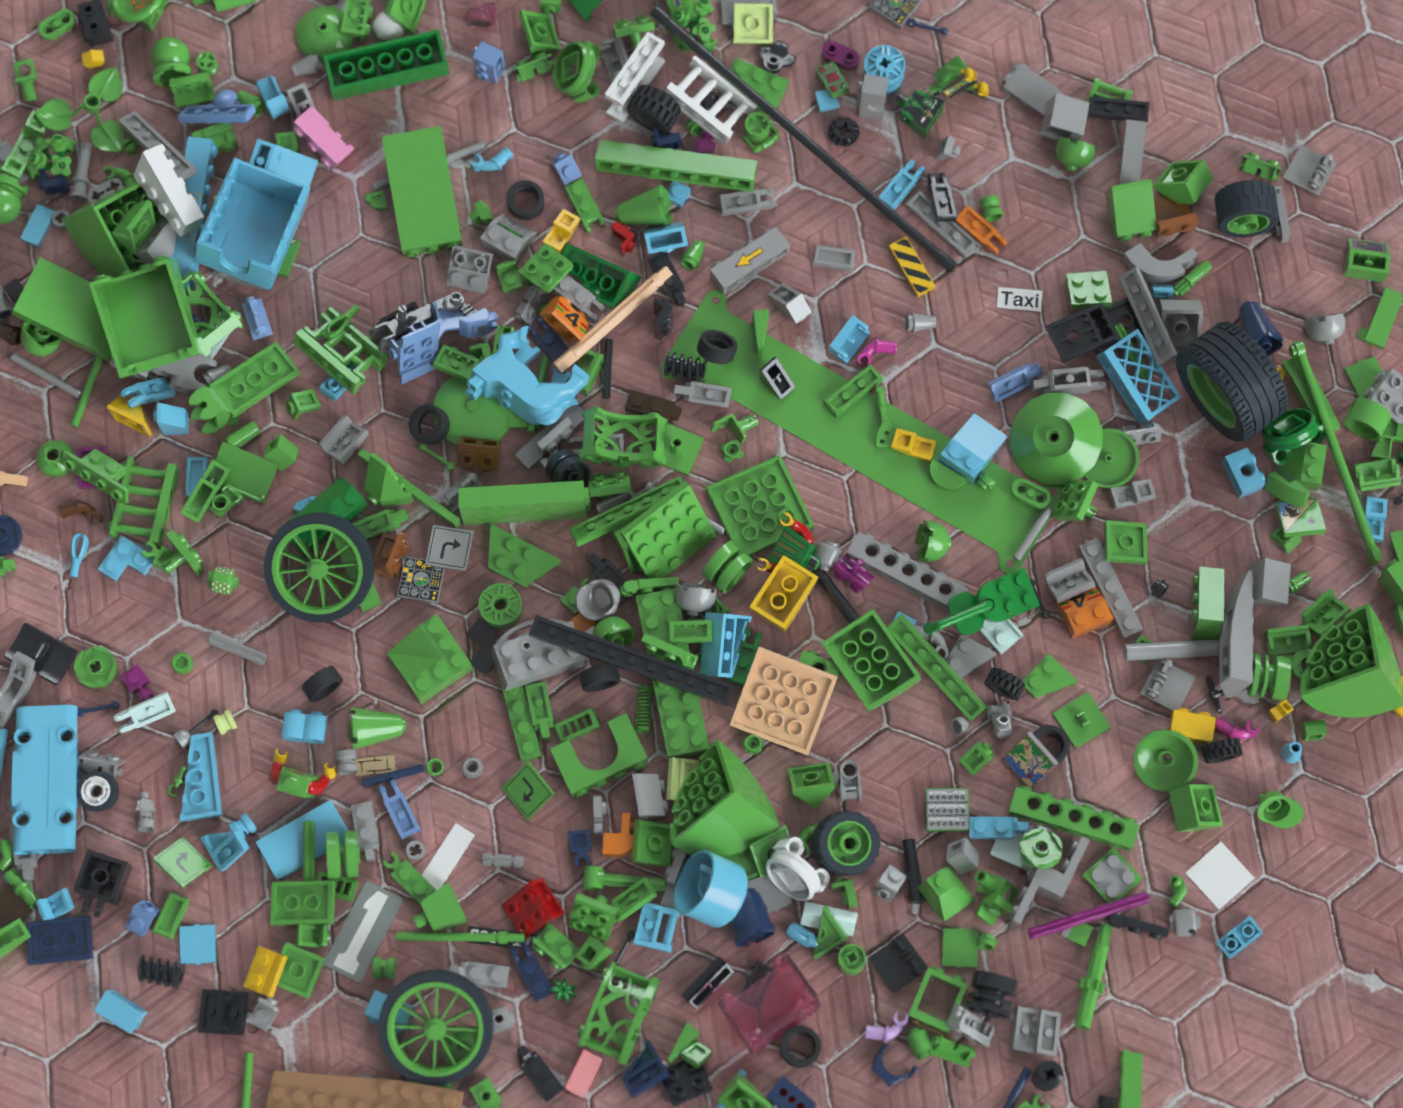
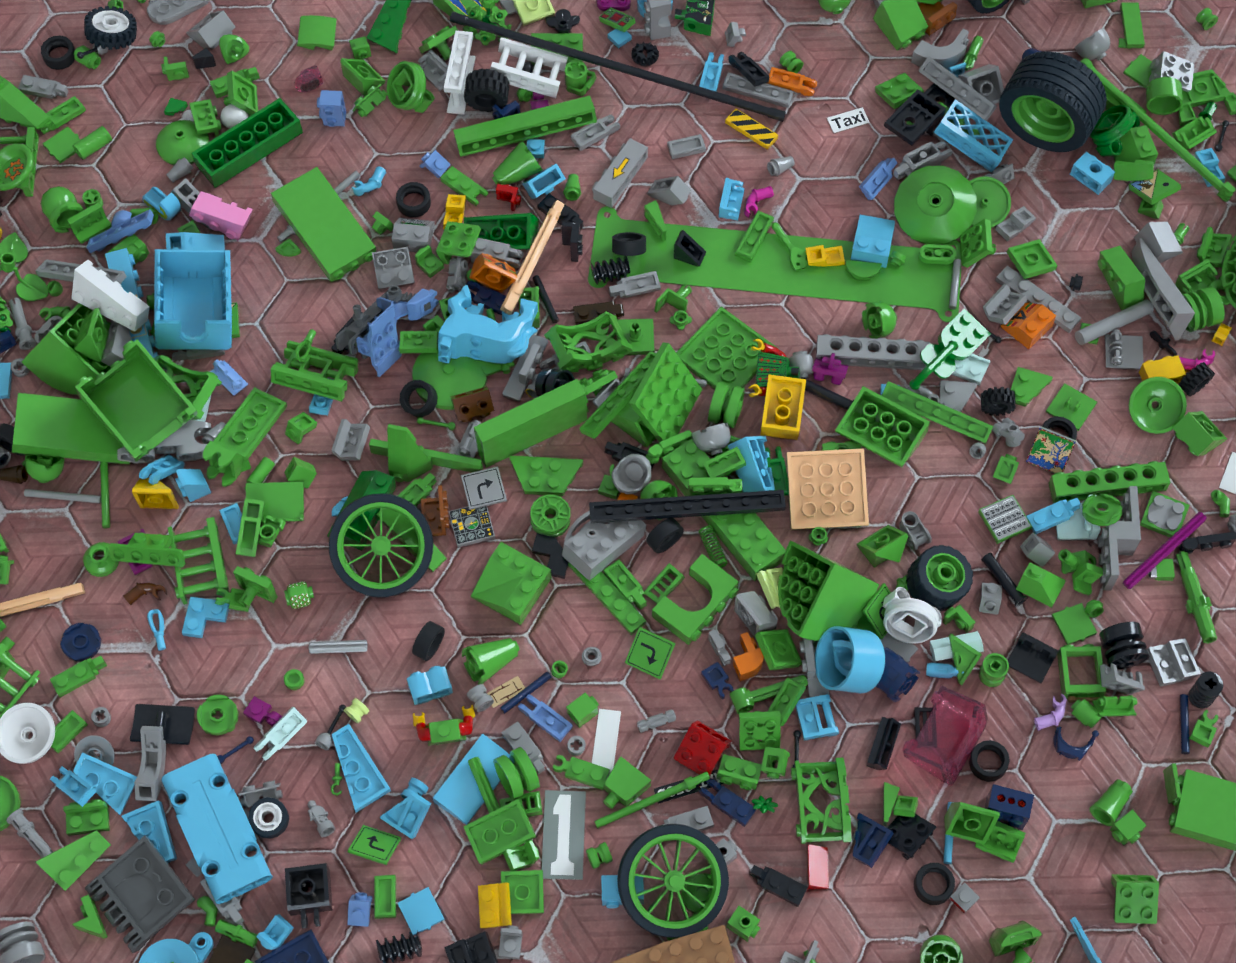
camera: 25 degrees left, 10 degrees down
(437, 818) = (582, 709): none -> bright green brick

